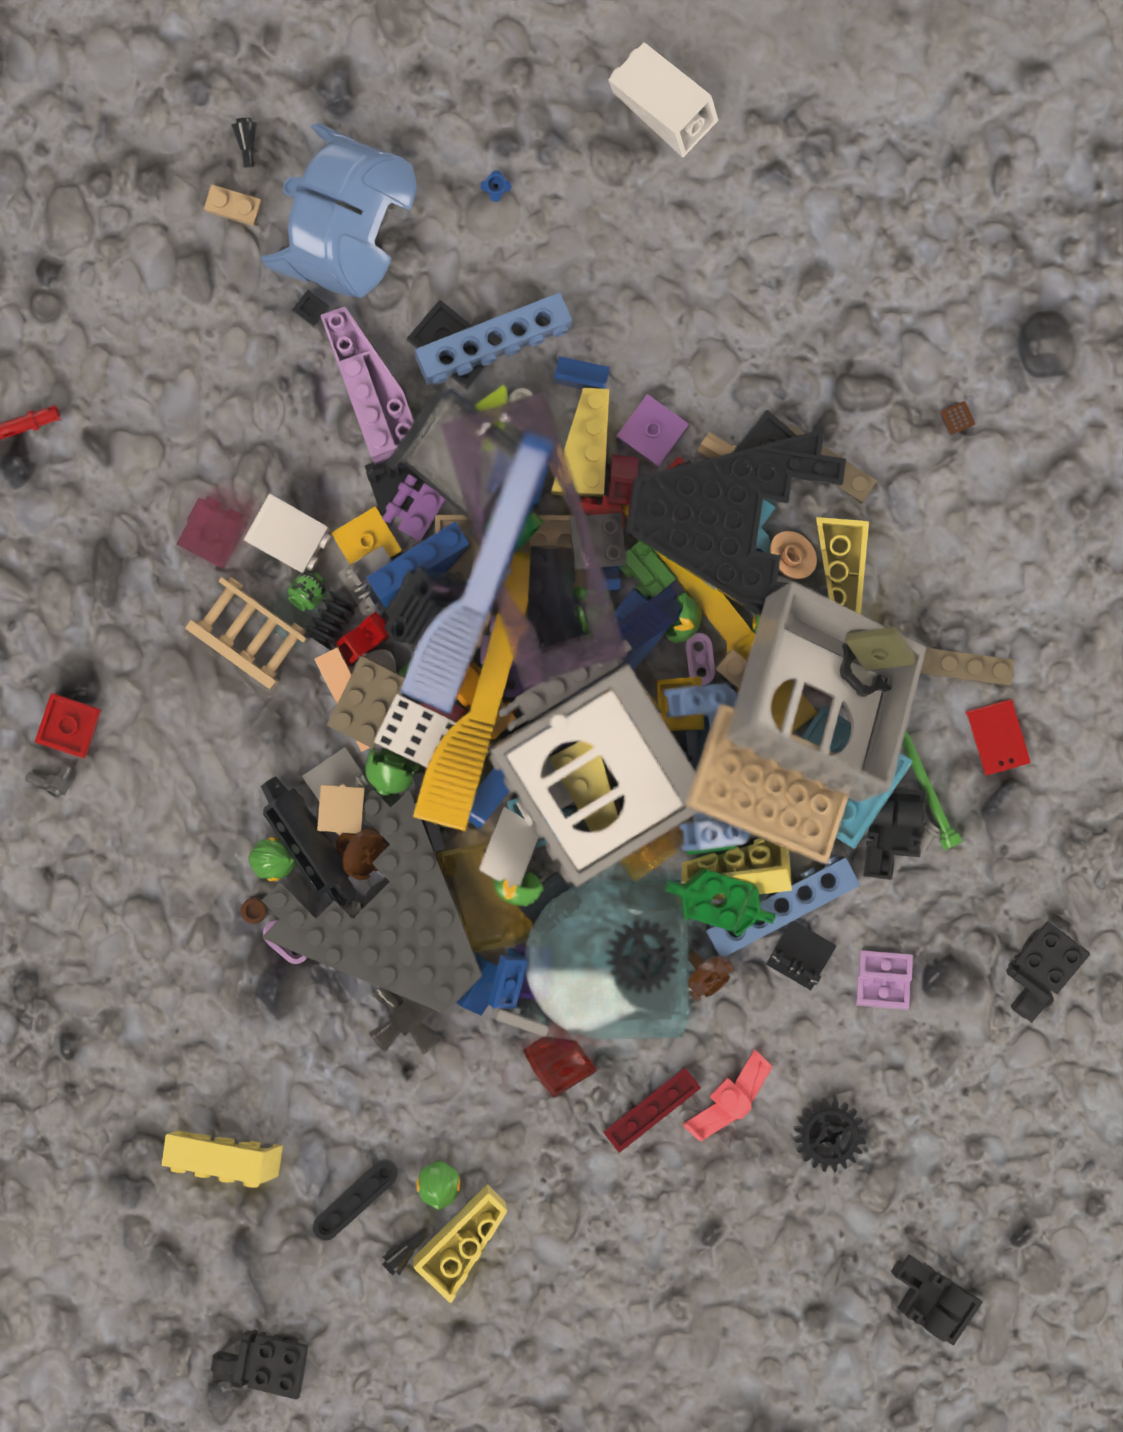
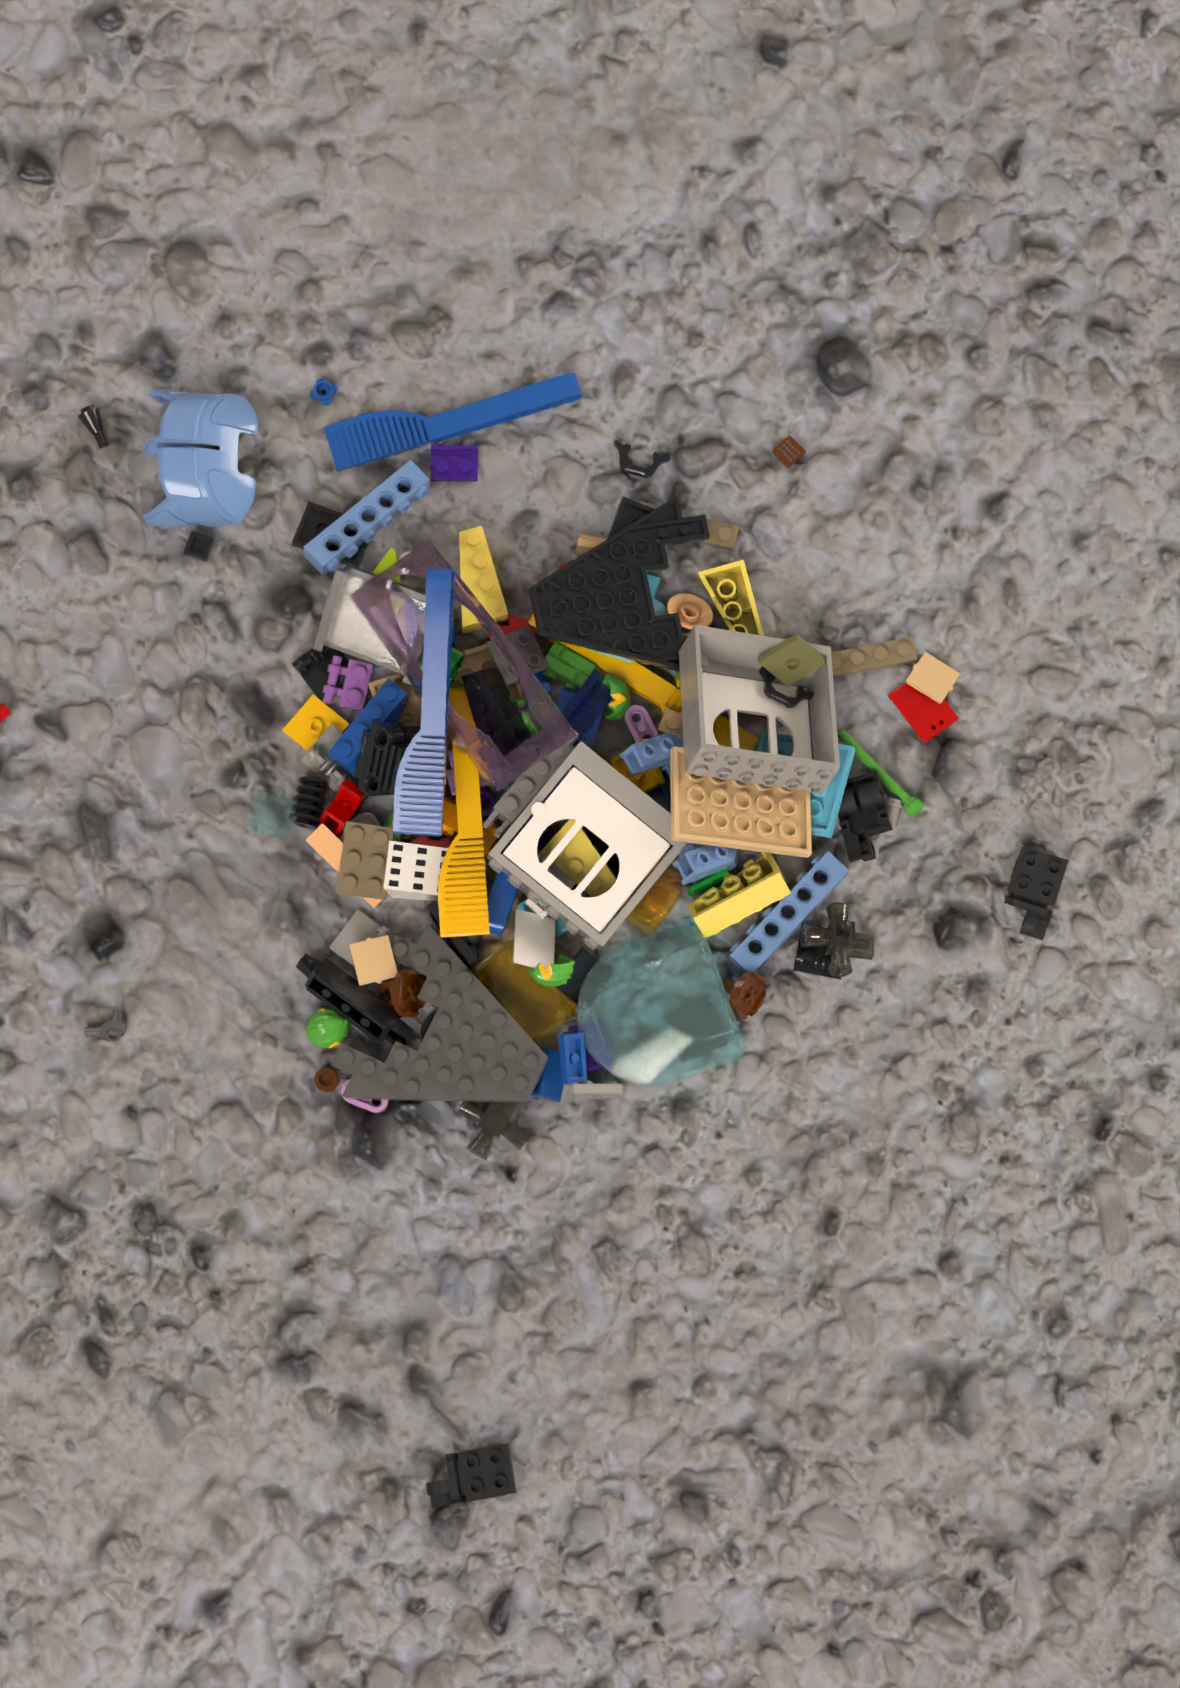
camera: 25 degrees left, 10 degrees down
(68, 725) = (107, 974): red plate -> none
(212, 531) = (177, 764): clear pink plate -> none
(221, 1158) = (372, 1303): light yellow wedge -> none
(233, 205) = (101, 483): tan plate -> none
(246, 658) = (244, 862): tan fence -> none
(288, 534) = (246, 742): white slope -> none
(307, 591) = (278, 785): bright green head -> none
(355, 1199) = (504, 1302): black plate -> none
(370, 385) = (274, 593): lavender wedge -> none
(389, 771) = (405, 916): bright green cylinder -> none
(398, 1258) = (561, 1341): black cone -> none
(438, 1184) = (574, 1263): bright green hair -> none
(460, 1243) = (610, 1308): light yellow wedge -> none
(553, 255) = (393, 432): none -> blue piece
(559, 1063) = (643, 1117): clear red slope -> none
(580, 374) = (451, 523): blue panel -> none
(605, 310) = (454, 463): none -> dark purple plate
(622, 472) = (519, 598): dark red slope -> none
(651, 1109) = (739, 1130): dark red plate -> none
(652, 430) = (531, 550): medium lavender plate -> none
(653, 954) = (684, 998): black gear -> none
(664, 98) = (443, 271): white slope -> none
(731, 1098) = (805, 1097): coral plate -> none
(735, 913) = (750, 925): green plate -> none
(798, 388) = (636, 470): none -> black helmet
(823, 953) = (839, 940): none -> clear smoke brick
(838, 1130) = (888, 1112): black gear -> none
(884, 980) = (901, 948): lavender slope -> none
(935, 1300) = (1047, 1208): black plate -> none
(1019, 710) = (932, 678): none -> tan piece

